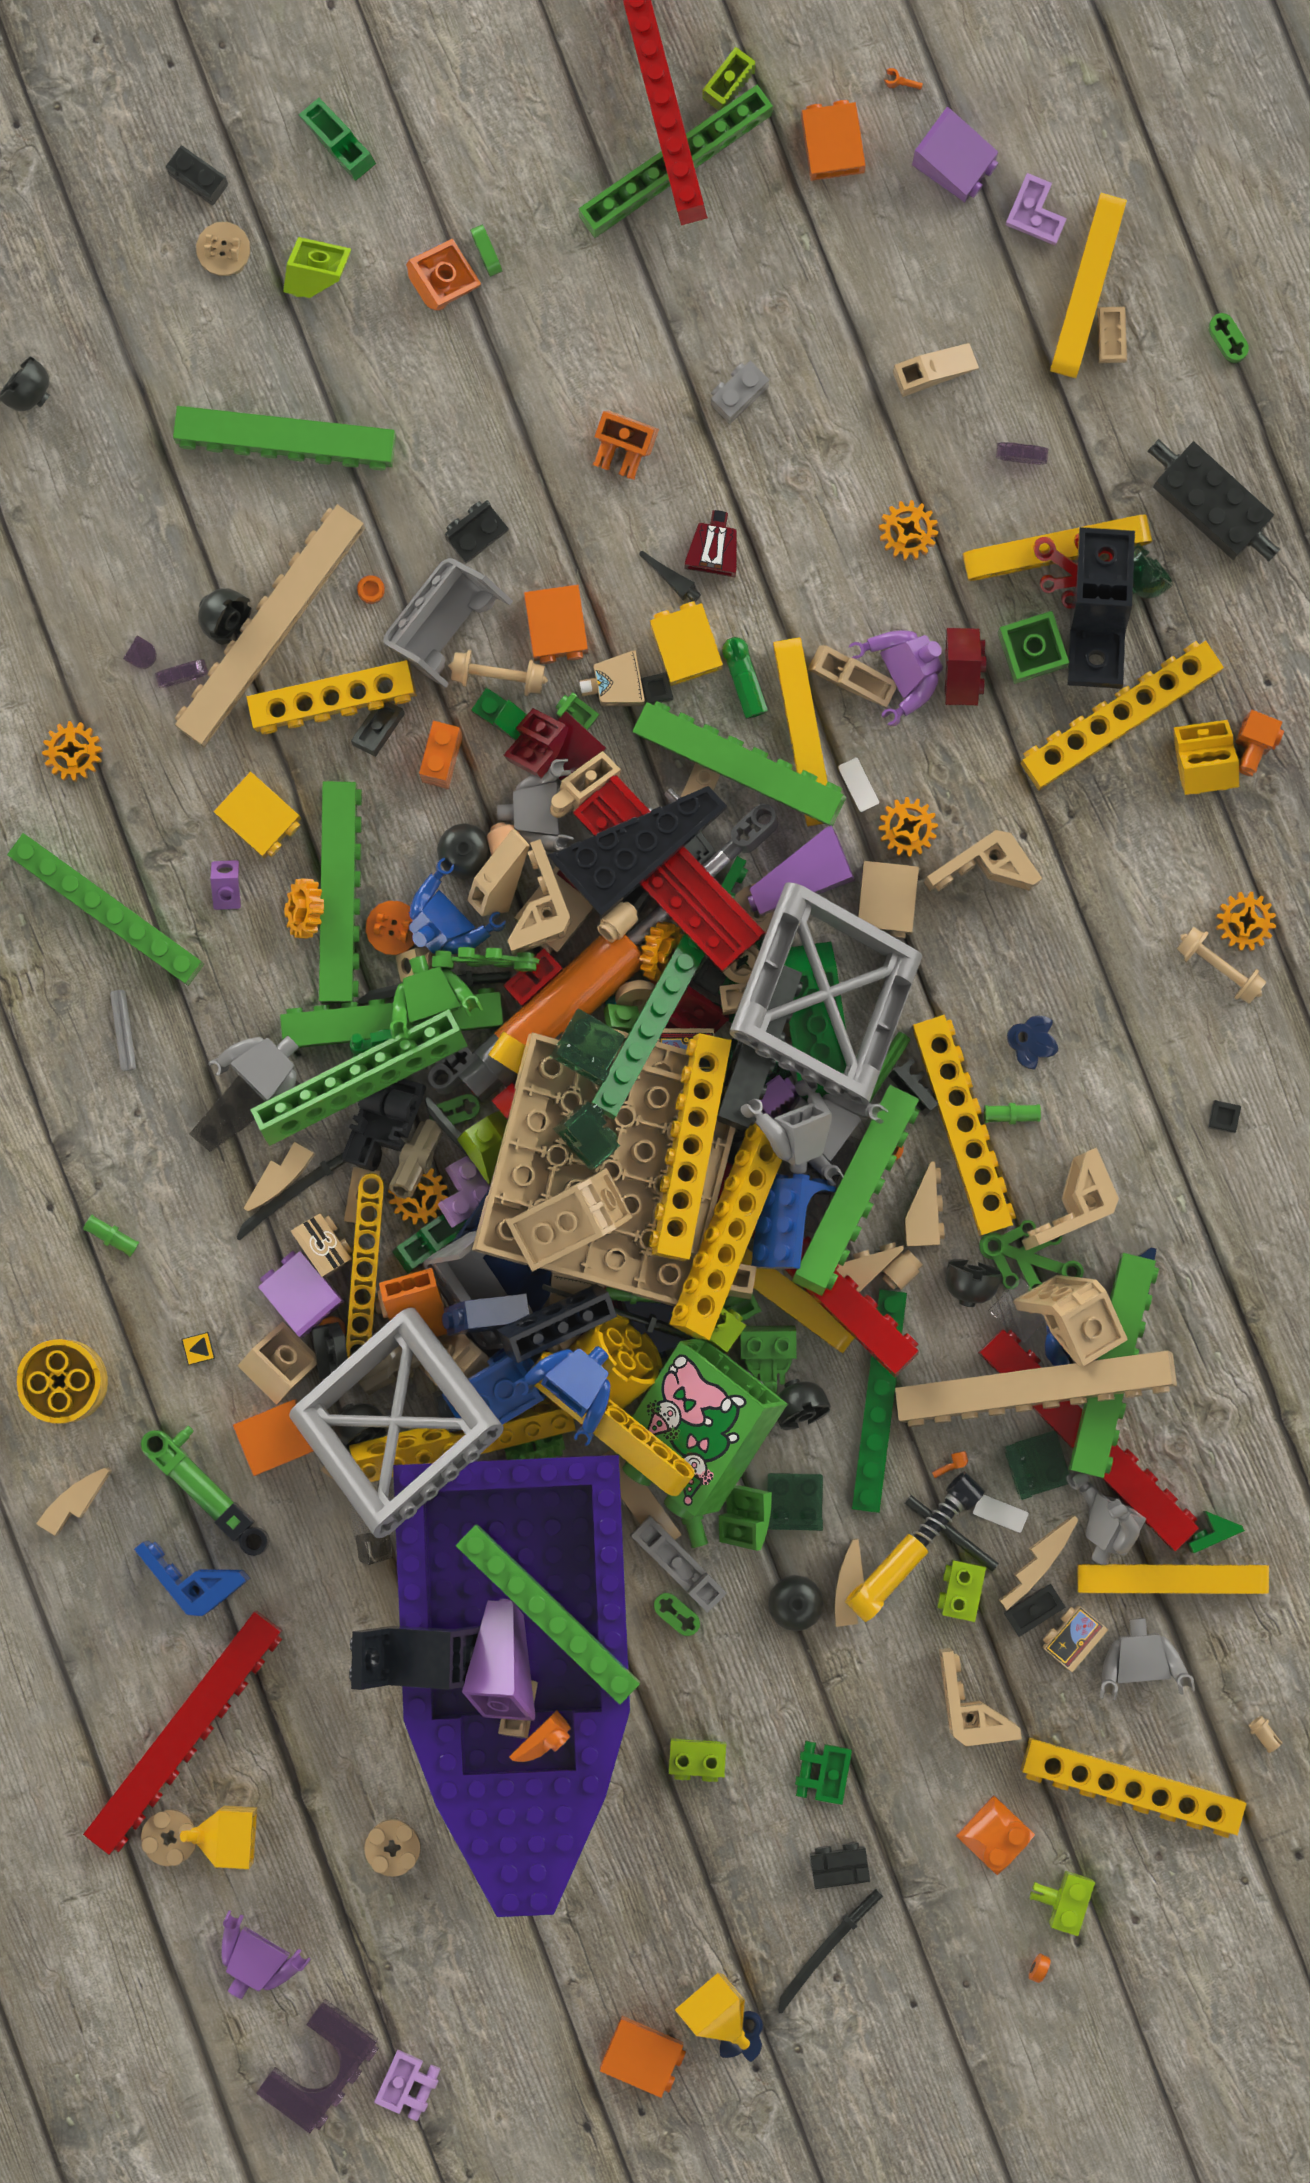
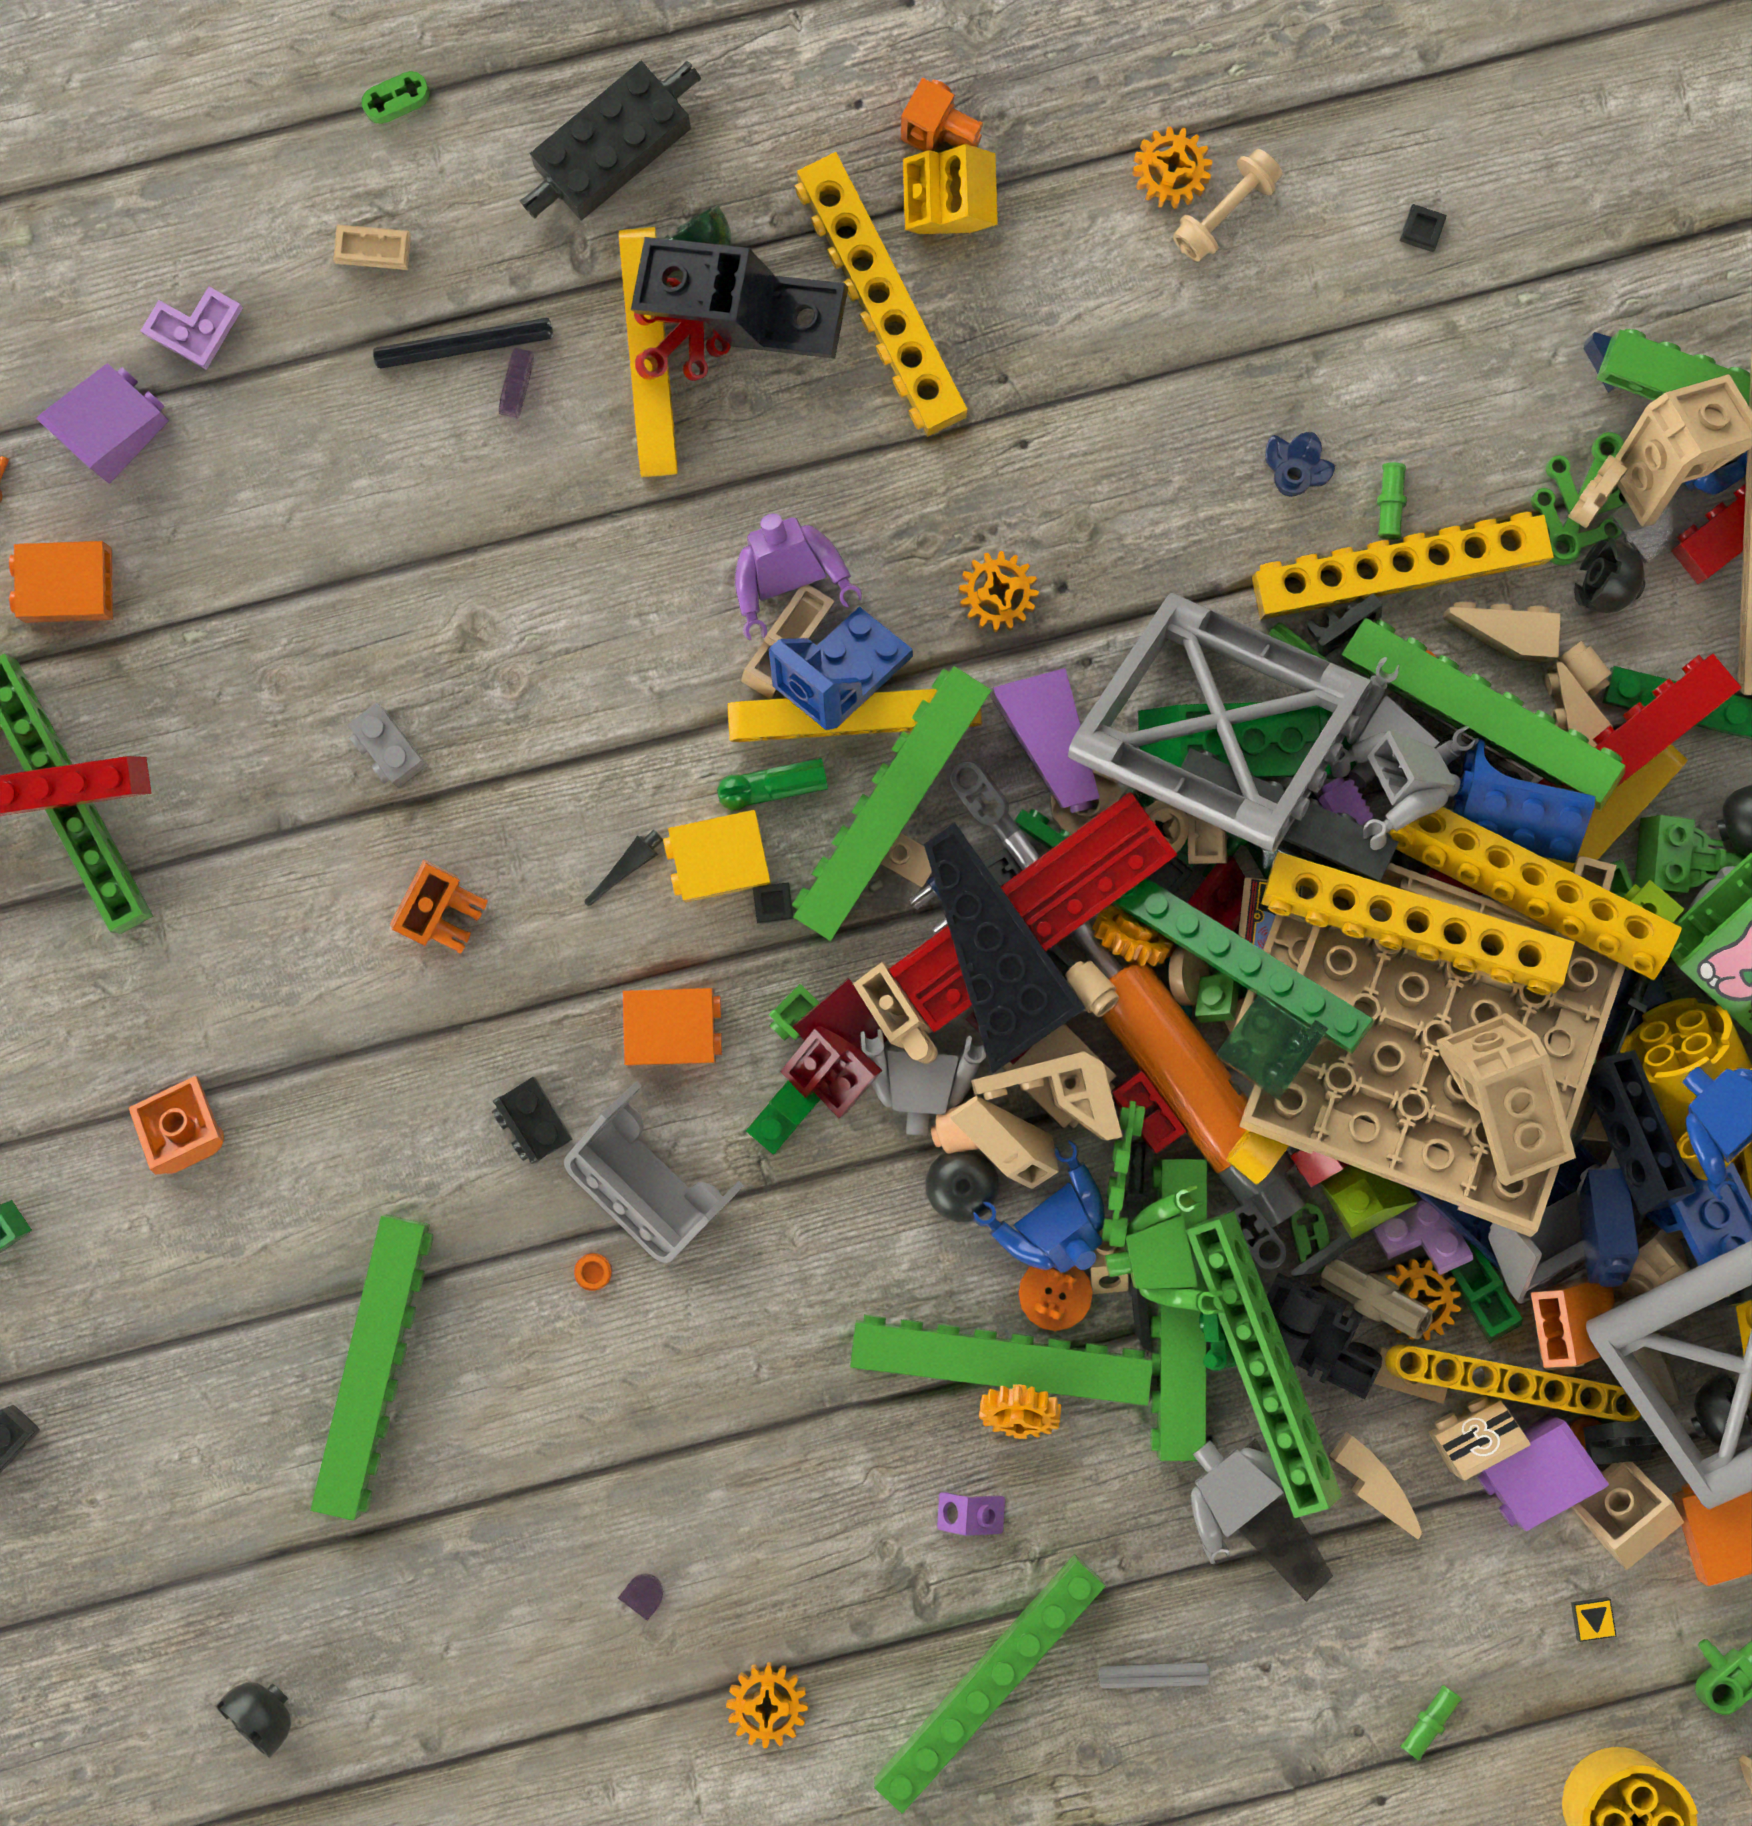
camera: 85 degrees left, 0 degrees up
(181, 673) = (677, 1543): clear purple beam -> none
(210, 247) = (105, 1404): tan plate -> none
(223, 614) = (604, 1478): pearl dark grey cylinder -> none
(258, 816) = (884, 1459): yellow brick -> none
(262, 704) = (735, 1438): yellow brick -> none
(270, 625) = (627, 1415): tan brick -> none
(314, 267) = (143, 1300): lime slope -> none
(325, 1169) = (1370, 1420): pearl dark grey sword -> none
(377, 728) = (782, 1283): pearl dark grey plate -> none
(440, 754) = (833, 1203): orange brick -> none
(462, 667) = (716, 1159): tan piece -> none
(486, 250) = (150, 1064): bright green beam -> none
(586, 1135) = (1394, 1060): clear green brick -> none
(616, 682) = (758, 955): tan torso -> none
(714, 547) = (593, 803): torso -> none
(832, 715) = (840, 671): none -> blue bracket
(858, 784) = (936, 650): white sticker -> none
(888, 897) = (1090, 628): tan brick -> none
(898, 525) = (611, 531): light orange gear -> none
(934, 368) = (388, 485): tan slope -> none
(964, 665) = (793, 491): dark red brick -> none
(1010, 867) = (1065, 462): tan bracket -> none
(1027, 1259) = (1598, 491): none -> tan plate
(1033, 647) = (779, 397): bright green brick -> none
(1048, 410) = (463, 343): none -> black axle
(1086, 1197) = (1506, 405): tan bracket -> none
(1088, 285) = (302, 269): yellow beam -> none

